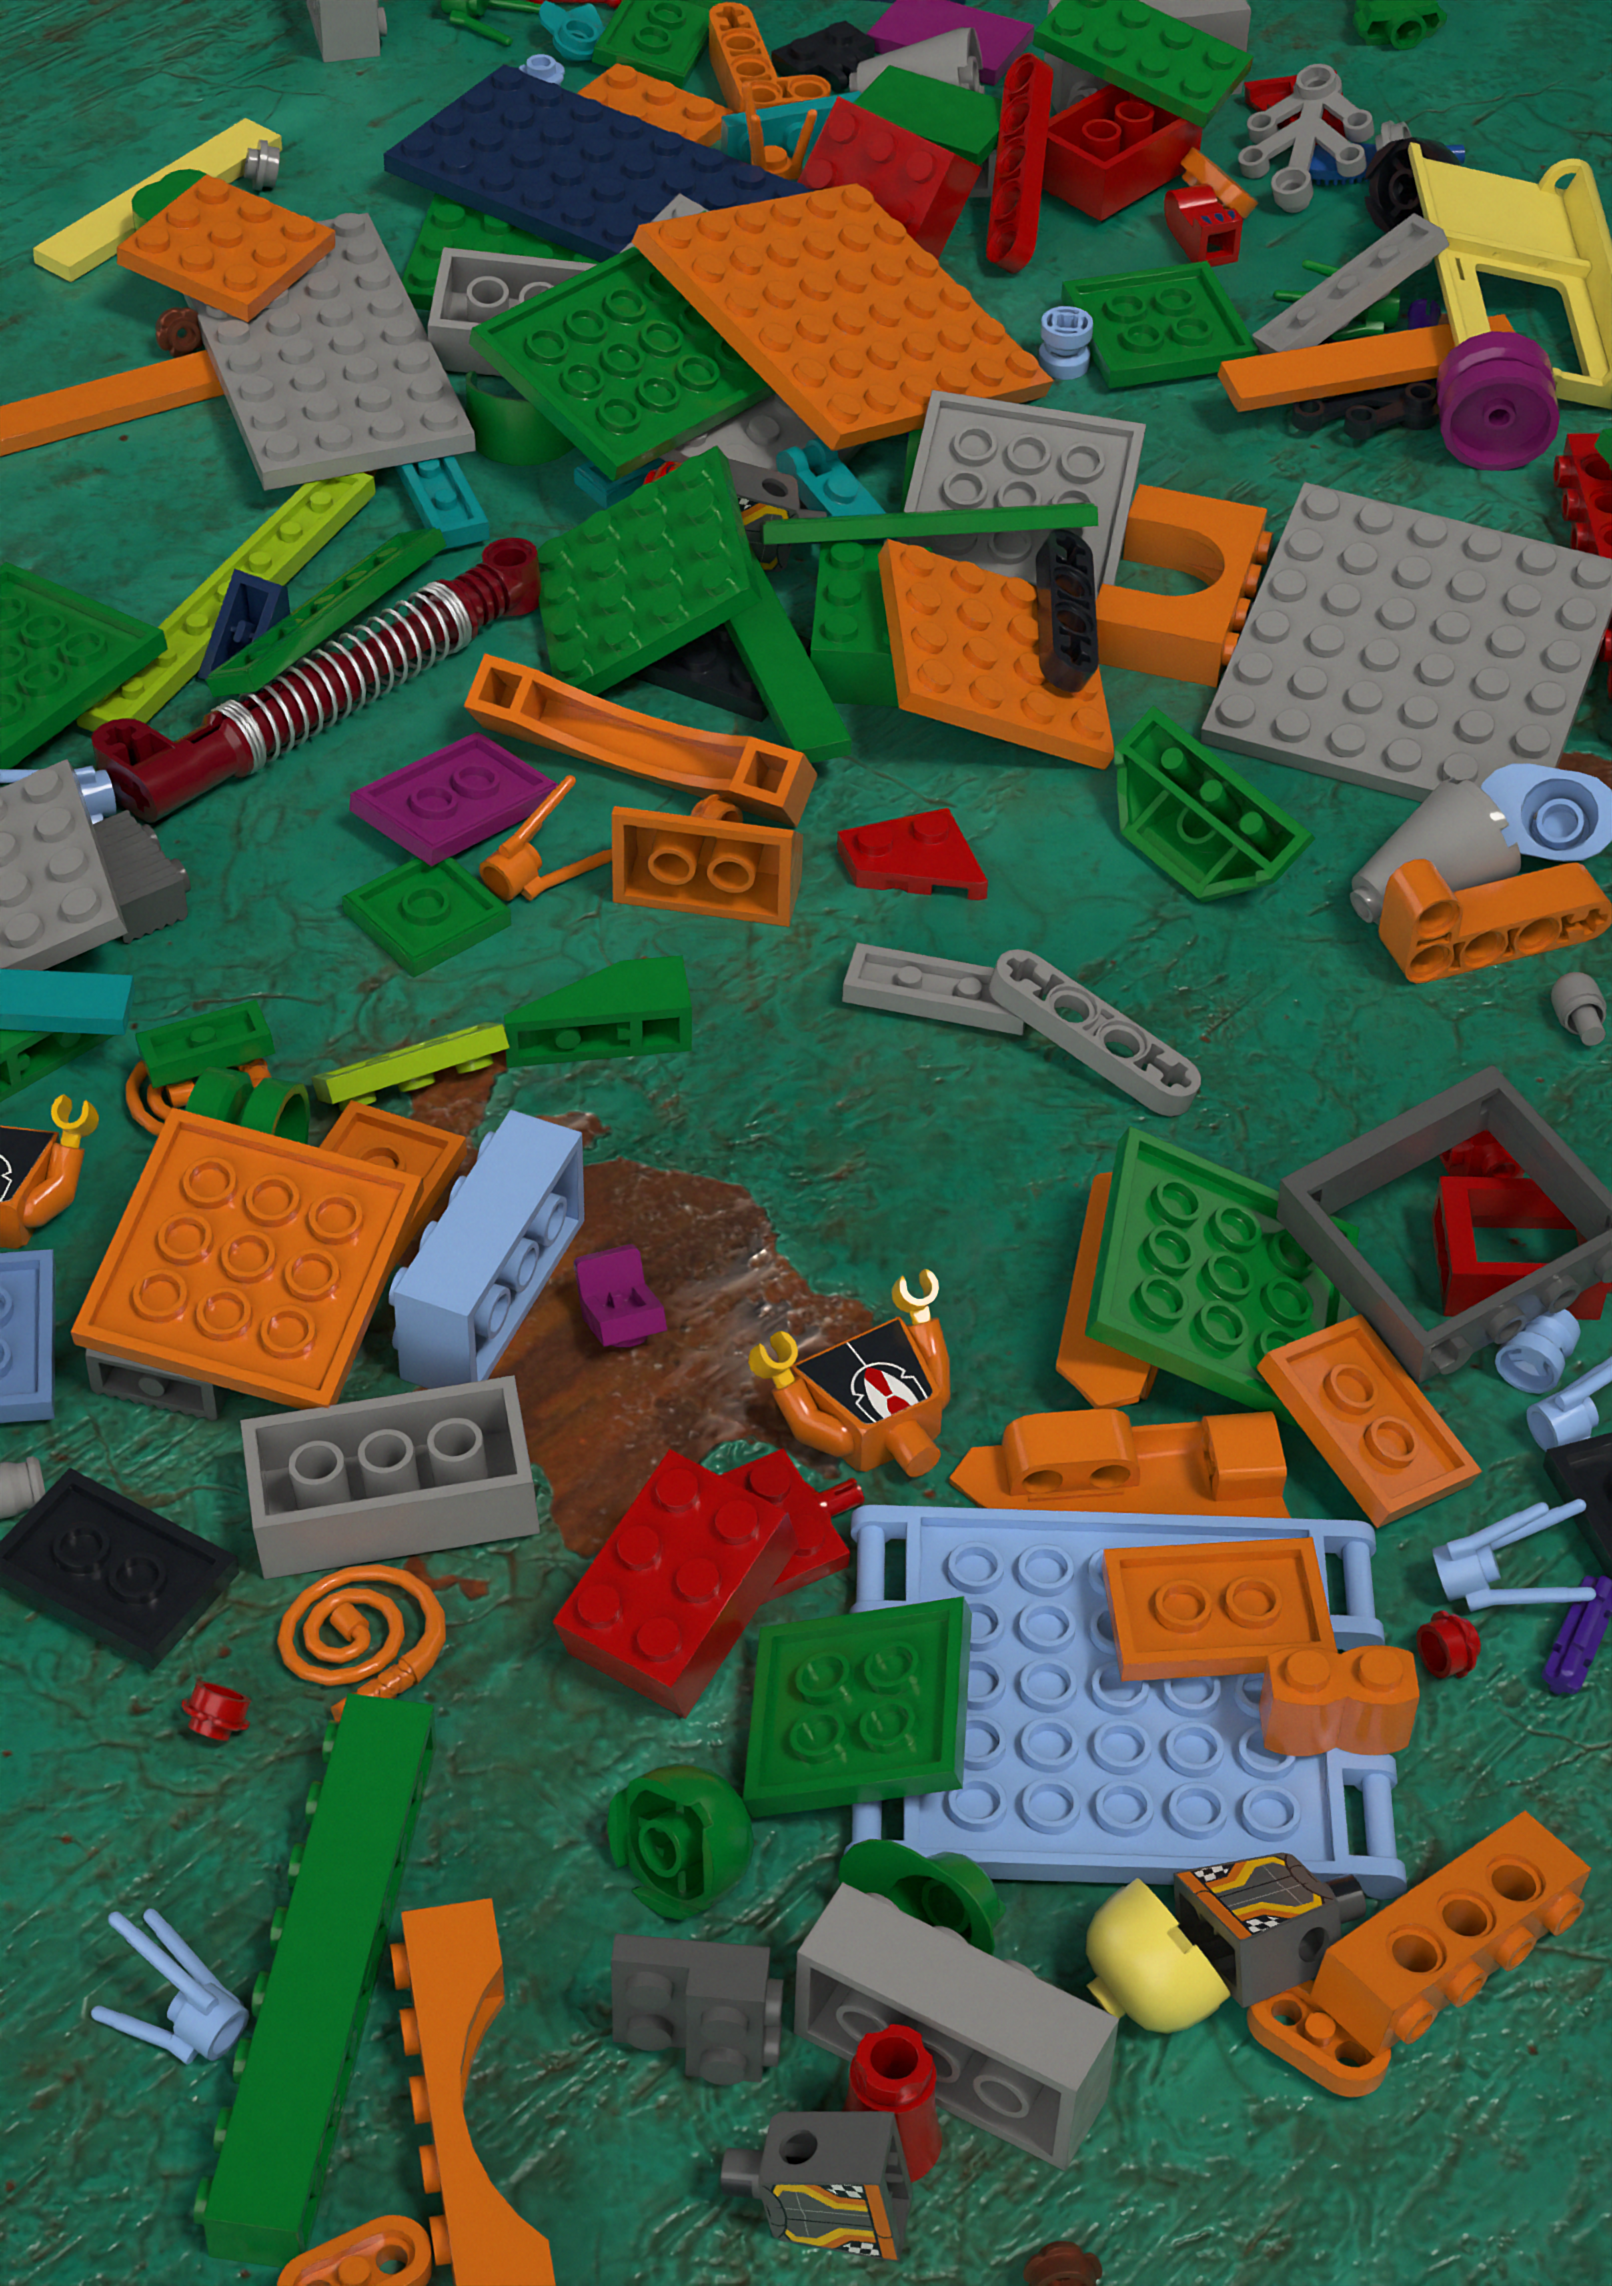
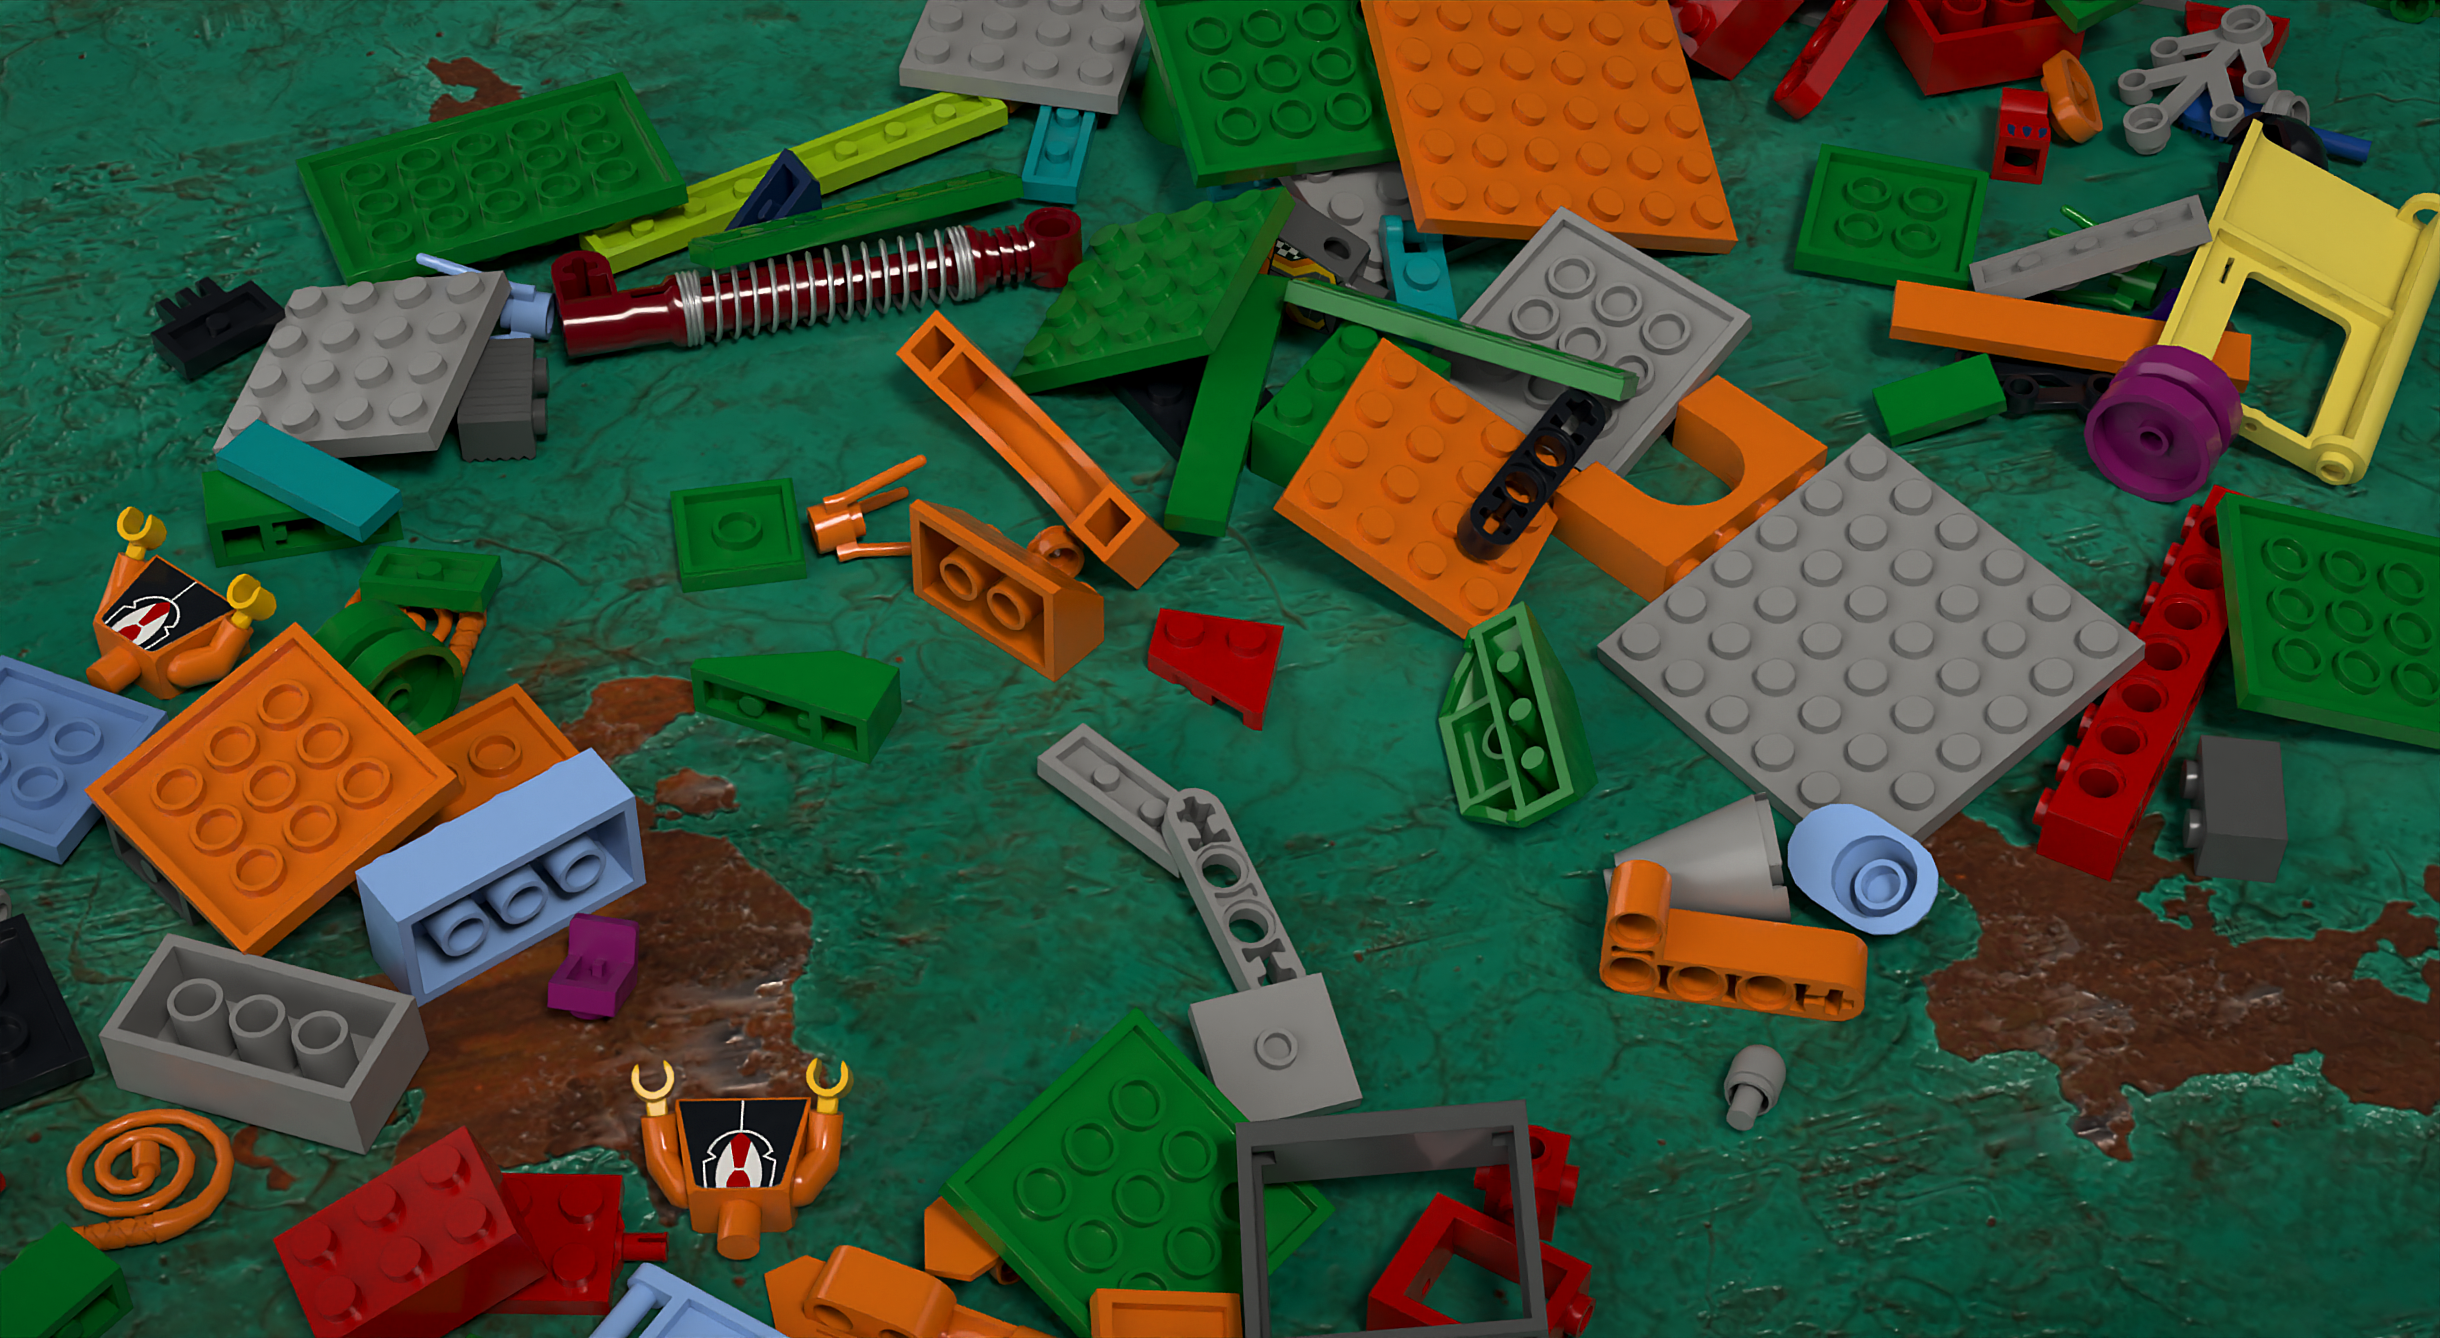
camera: 30 degrees right, 0 degrees up
(412, 1065) = (595, 672): lime plate -> none
(452, 798) = (837, 436): magenta tile -> none
(1065, 339) = (1776, 206): light blue wheel -> none
(1223, 1121) = (1277, 1050): none -> light grey plate
(1308, 446) = (1939, 399): none -> green tile

